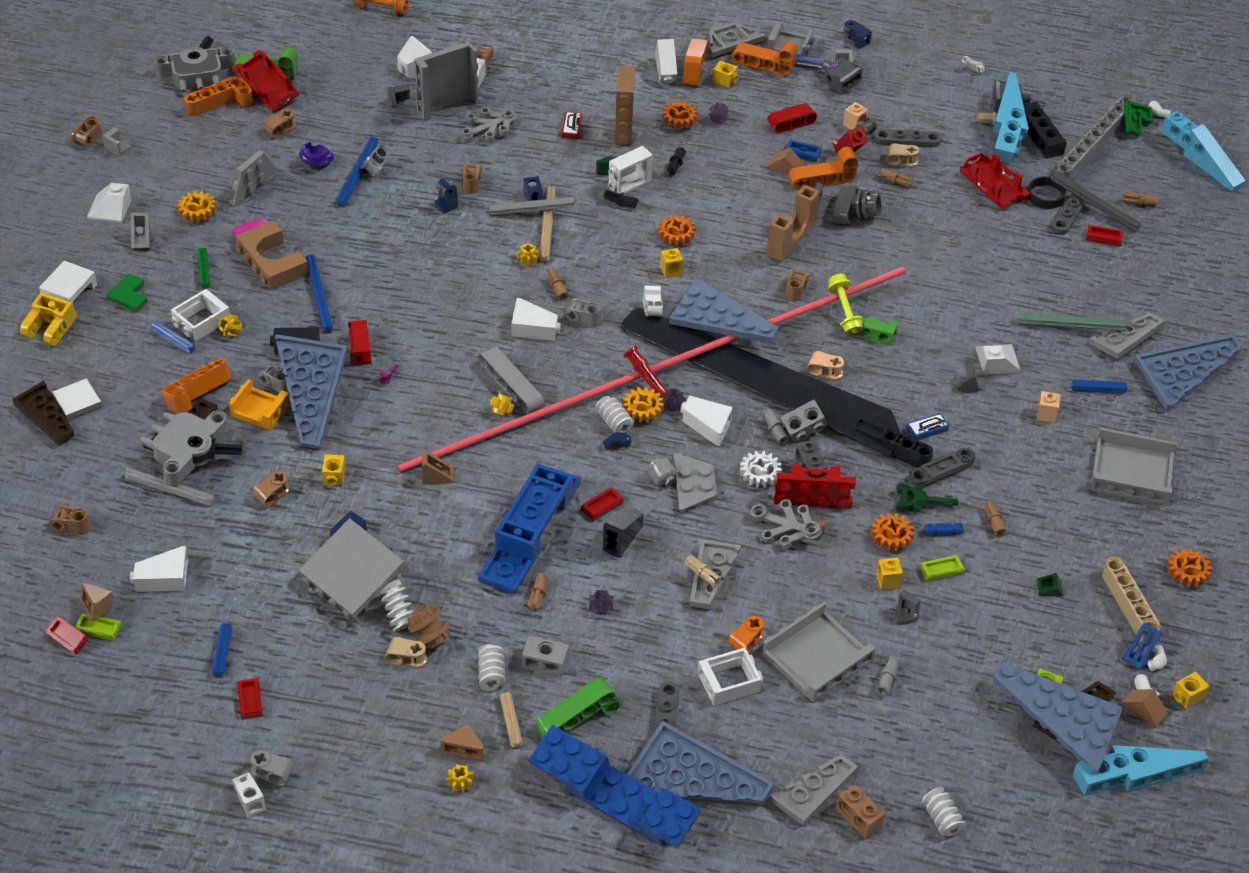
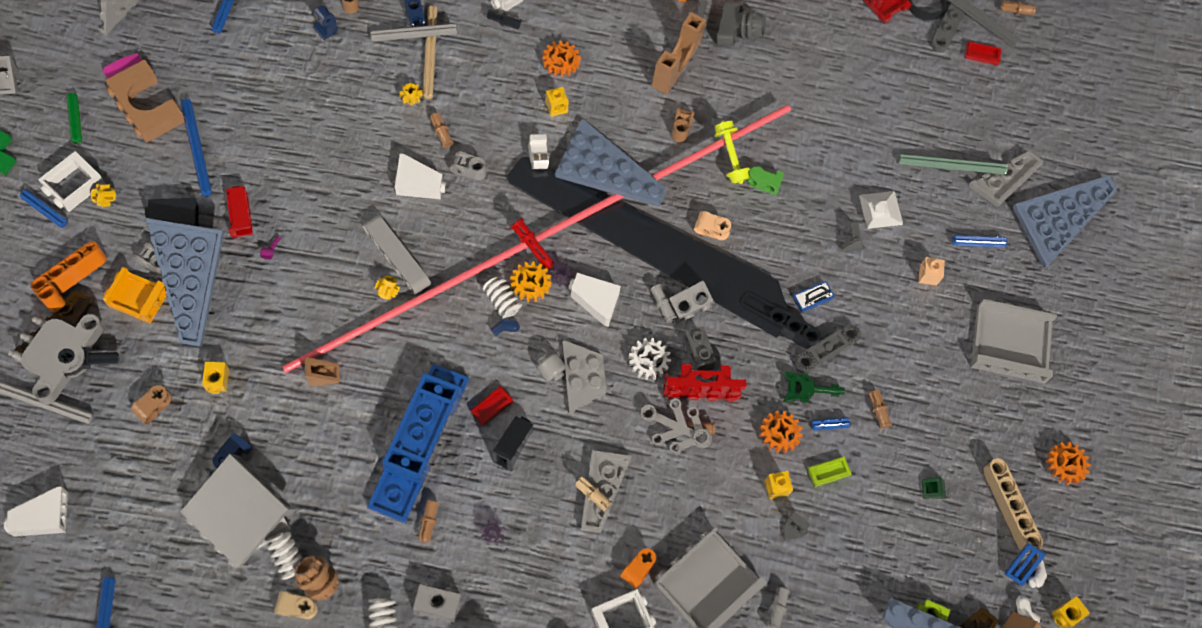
camera: 10 degrees left, 20 degrees up
(196, 206) = (73, 37): light orange gear -> none

